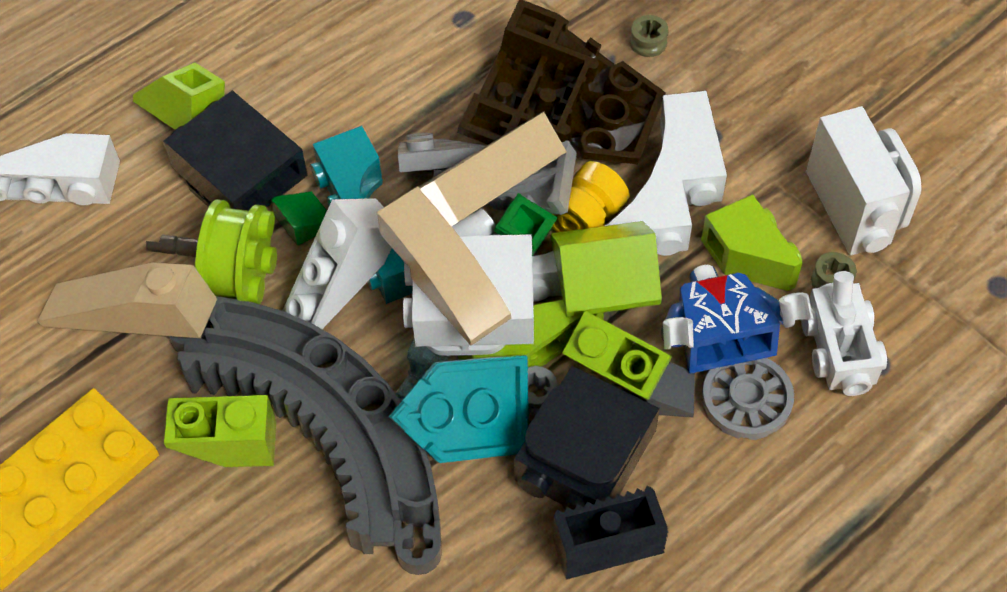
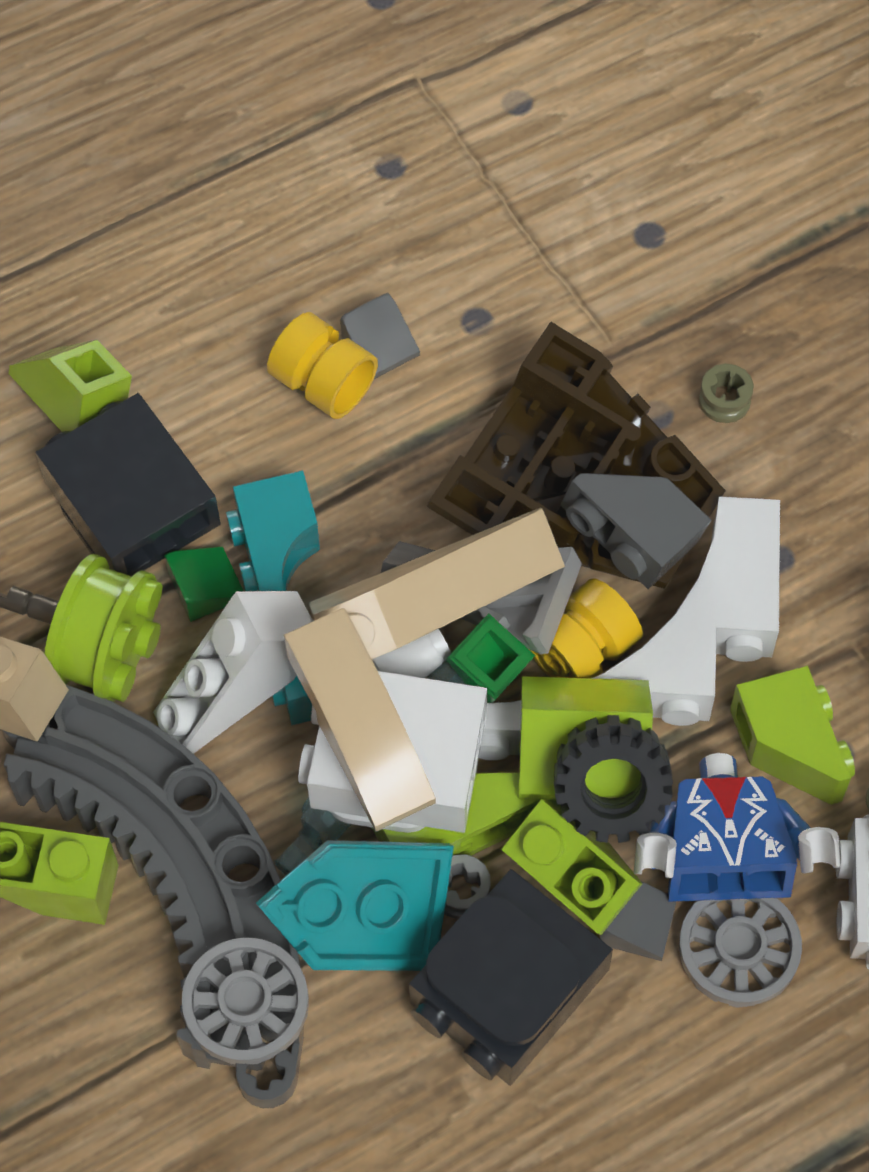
camera: 10 degrees right, 5 degrees up
(357, 57) = (322, 365): none -> yellow wheel
(393, 492) = (245, 1000): none -> light grey wheel
(396, 36) = (382, 332): none -> dark grey slope
(425, 153) = (390, 528): light grey wing -> none
(609, 533) = (511, 1106): black brick -> none
(610, 115) = (637, 520): none -> dark grey slope
(656, 305) = (619, 814): none -> black tyre

